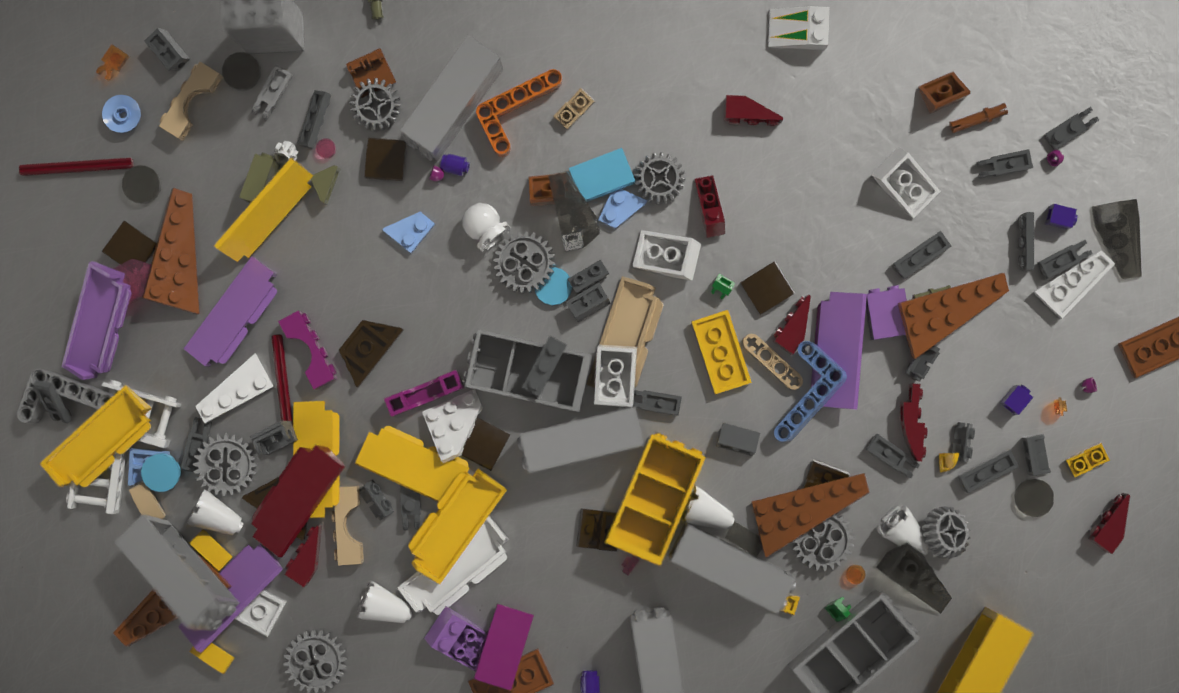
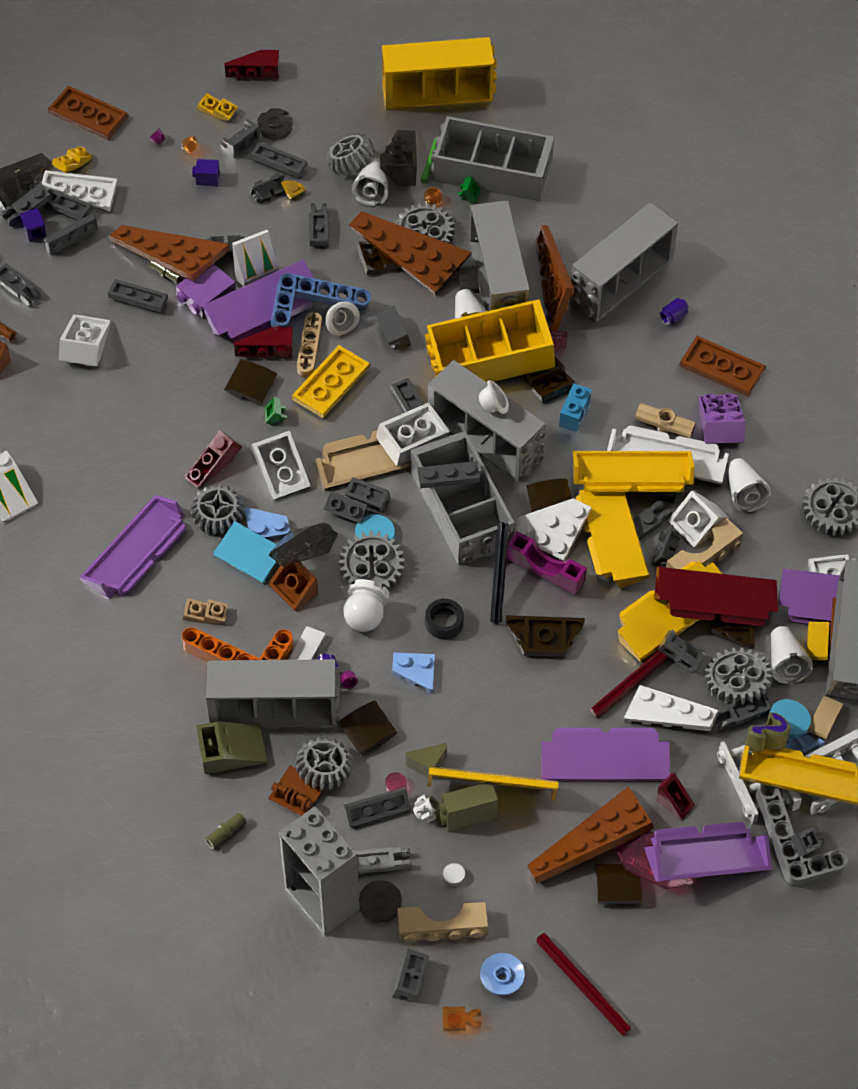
camera: 125 degrees left, 30 degrees down
(141, 184) = (553, 915): clear smoke tile -> none
(141, 436) = (770, 736): none -> olive animal
(164, 339) = (674, 797): none -> dark red slope
(223, 137) = (454, 874): none -> white tile
(297, 327) = (595, 657): magenta arch -> none
(306, 562) = (762, 563): dark red slope -> none
(379, 543) = (696, 518): none -> white slope
(437, 347) = (499, 572): none -> black axle
(438, 44) = (230, 746): none -> olive slope
(450, 282) = (444, 605): none -> black tyre
(478, 597) = (671, 424): none -> tan piece
(482, 155) = (308, 644): none -> white tile
(503, 647) = (699, 381): magenta tile -> none
(552, 527) = (575, 407): none -> dark azure brick
(574, 444) = (493, 398): none -> white hat
(671, 94) = (136, 548): none -> medium lavender slope
(689, 606) = (556, 283): none -> dark orange wing
(744, 109) = (109, 484): dark red slope -> none
(776, 402) = (342, 318): none -> white hat
(878, 366) = (253, 258): none -> white slope
(897, 602) = (427, 170): none -> bright green bar
(913, 432) = (286, 222): dark red slope -> none
(1086, 225) = (33, 199): none -> dark grey hinge
(1112, 297) = (72, 160): none -> yellow slope

